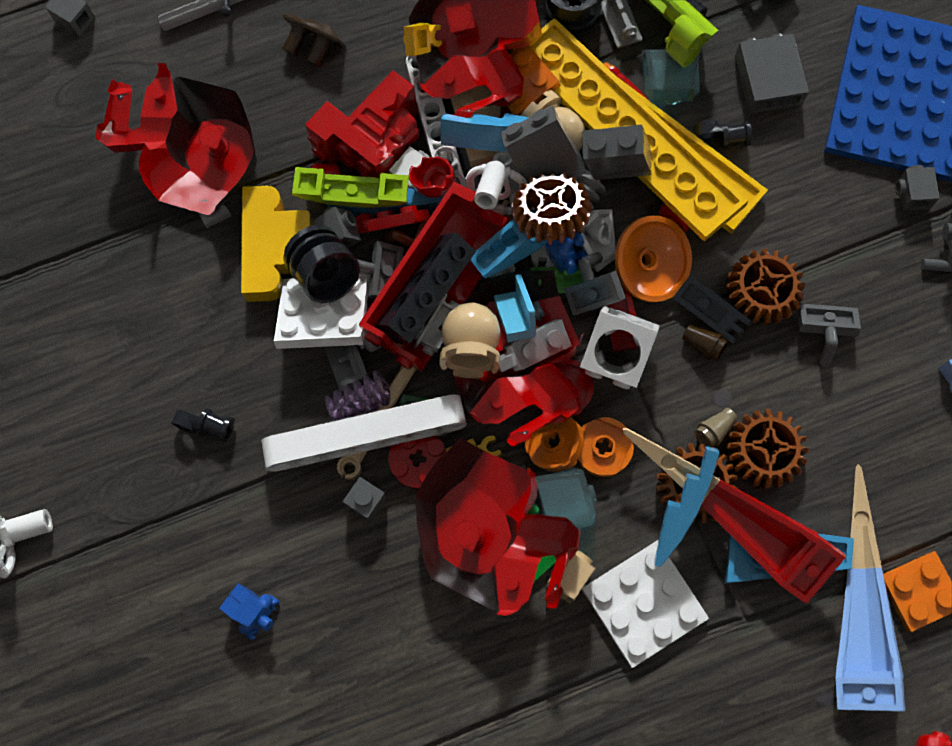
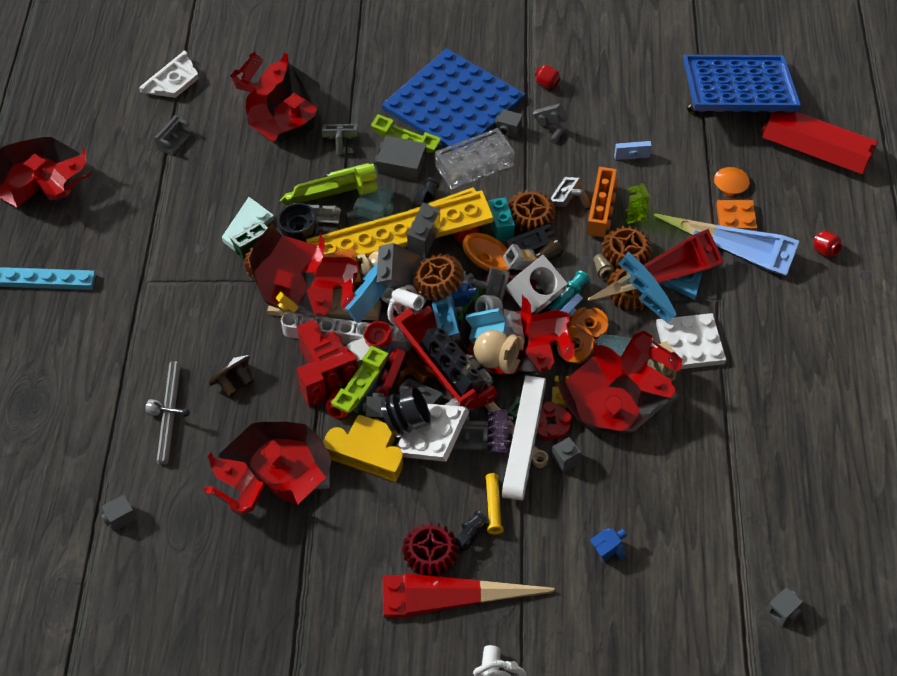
camera: 70 degrees left, 20 degrees down
(93, 402) = (421, 594): none -> red plate
(135, 391) = (413, 547): none -> dark red gear
(254, 436) = (493, 504): none -> yellow pin
(554, 298) = (488, 302): none -> light grey head
(608, 408) = (569, 307): none -> light blue plate
(655, 399) = (572, 288): none -> teal pin
(668, 307) = (520, 258): none -> light grey leg
(729, 248) = (503, 222): none -> teal brick
(814, 57) = (384, 127): none -> lime slope
(819, 168) = (474, 158): none -> clear brick
(833, 378) = (601, 202): none -> orange brick
(850, 436) = (638, 204): none -> clear neon green hinge

